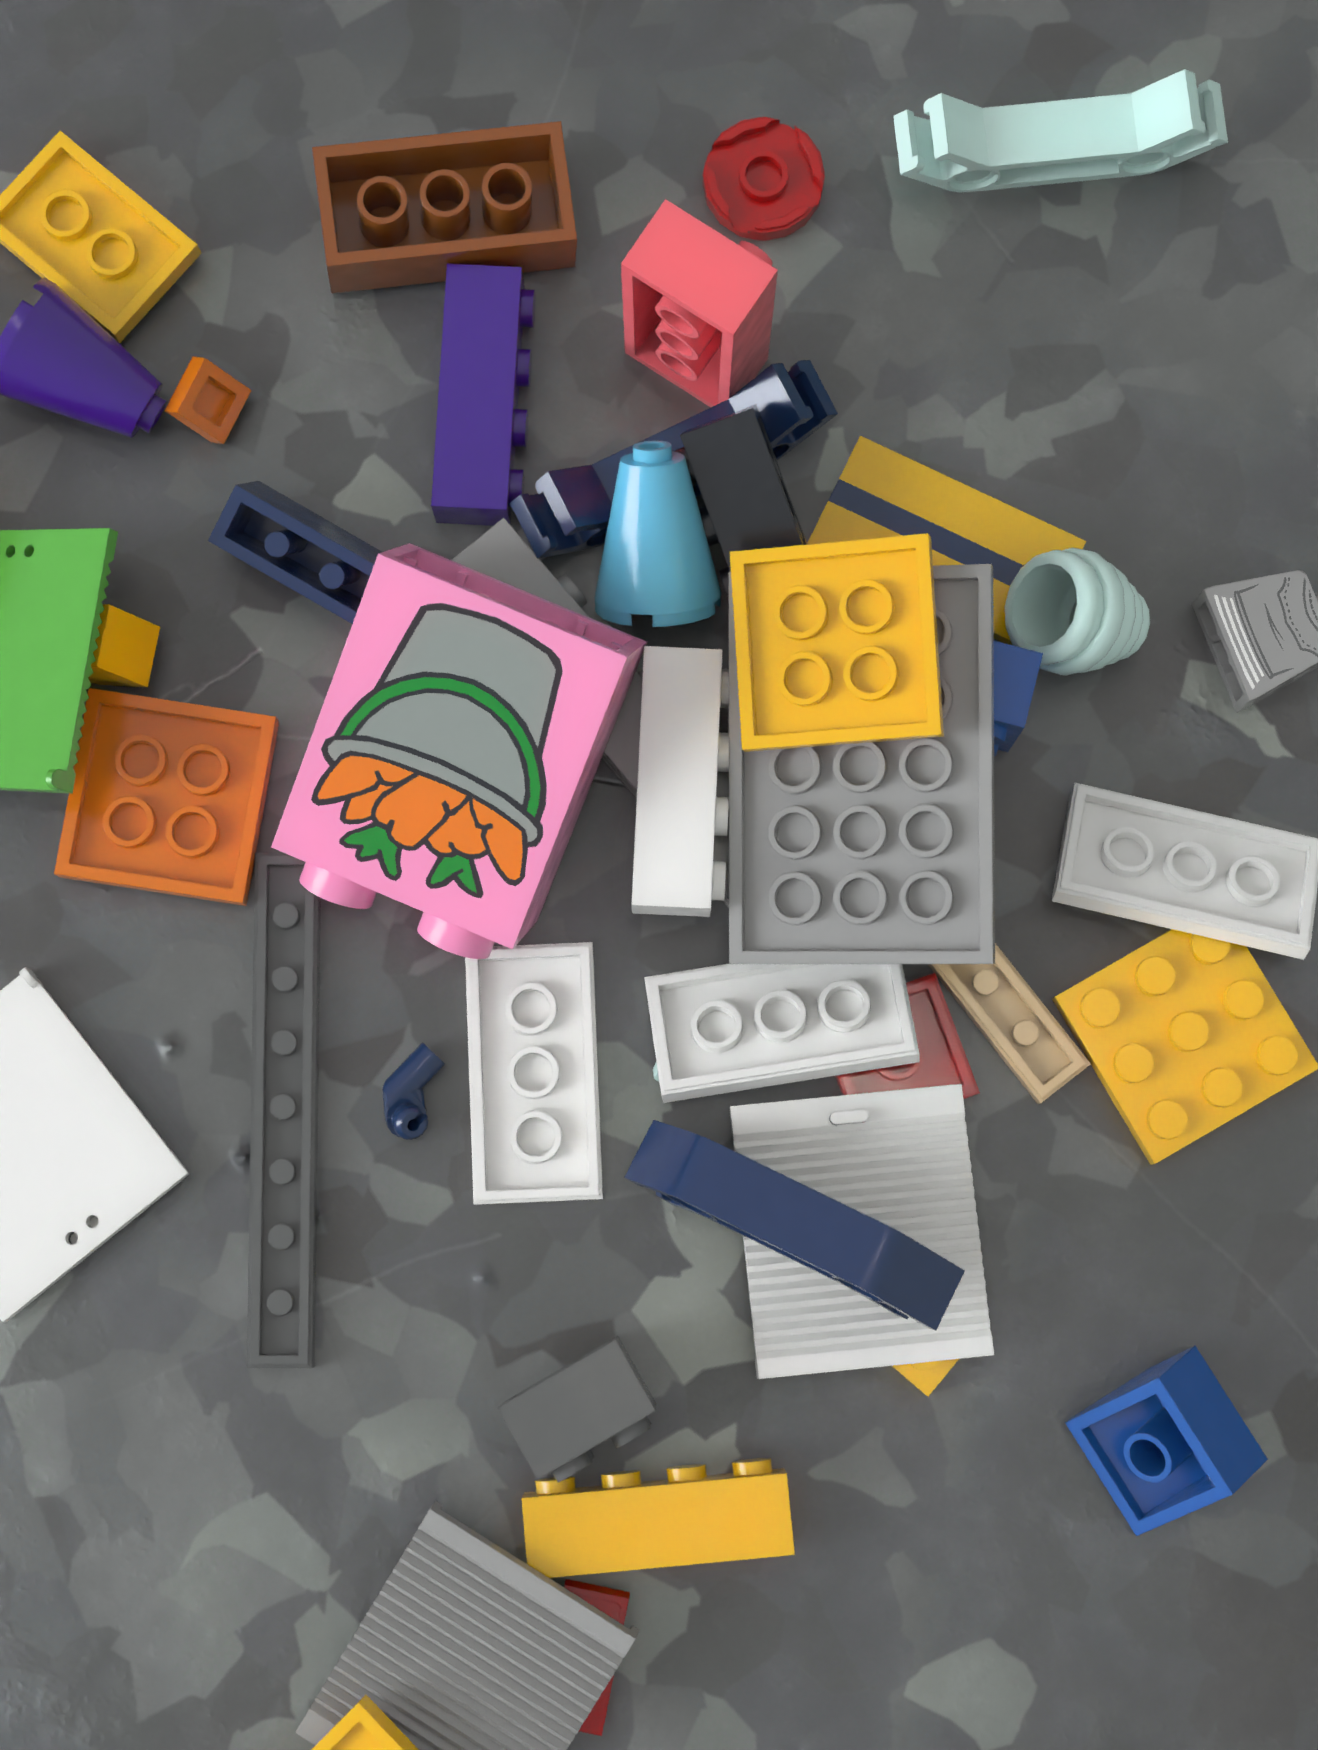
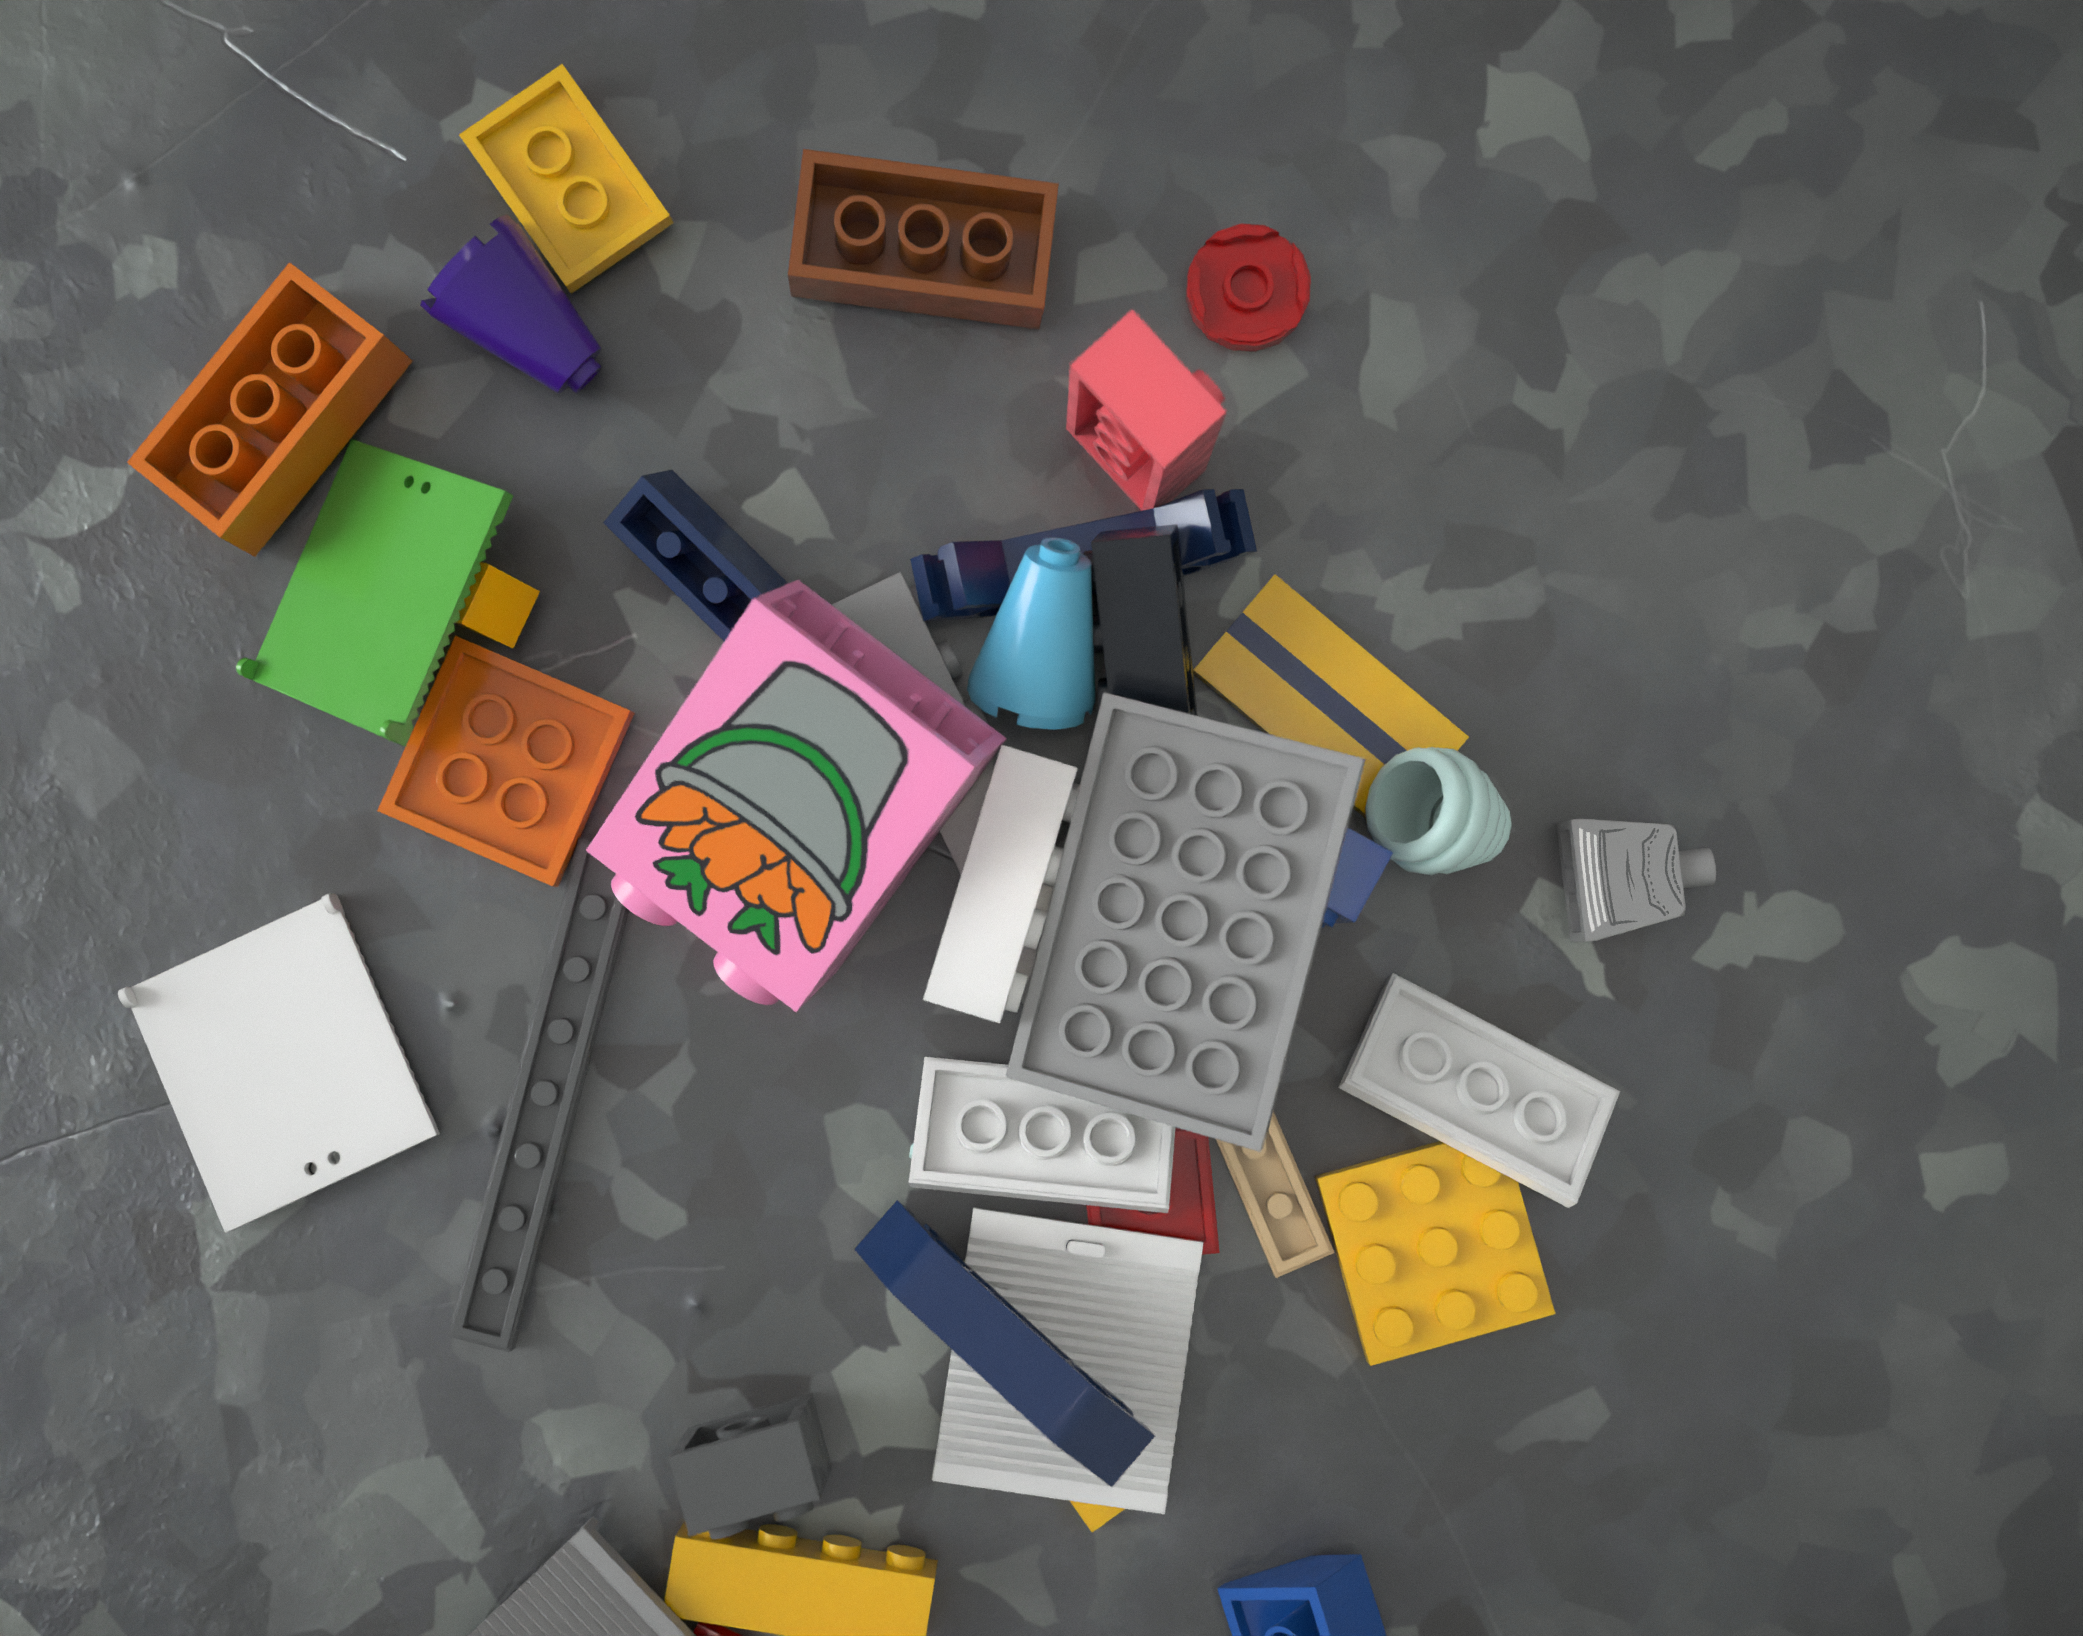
camera: 10 degrees right, 5 degrees up
(208, 400) = (642, 375): orange plate -> none
(405, 1096) = (665, 1111): dark blue arm -> none
(480, 393) = (911, 436): dark purple brick -> none
(534, 1074) = (794, 1125): white tile -> none
(836, 643) = (1189, 798): yellow plate -> none
(1060, 139) = (1554, 325): light aqua piece -> none

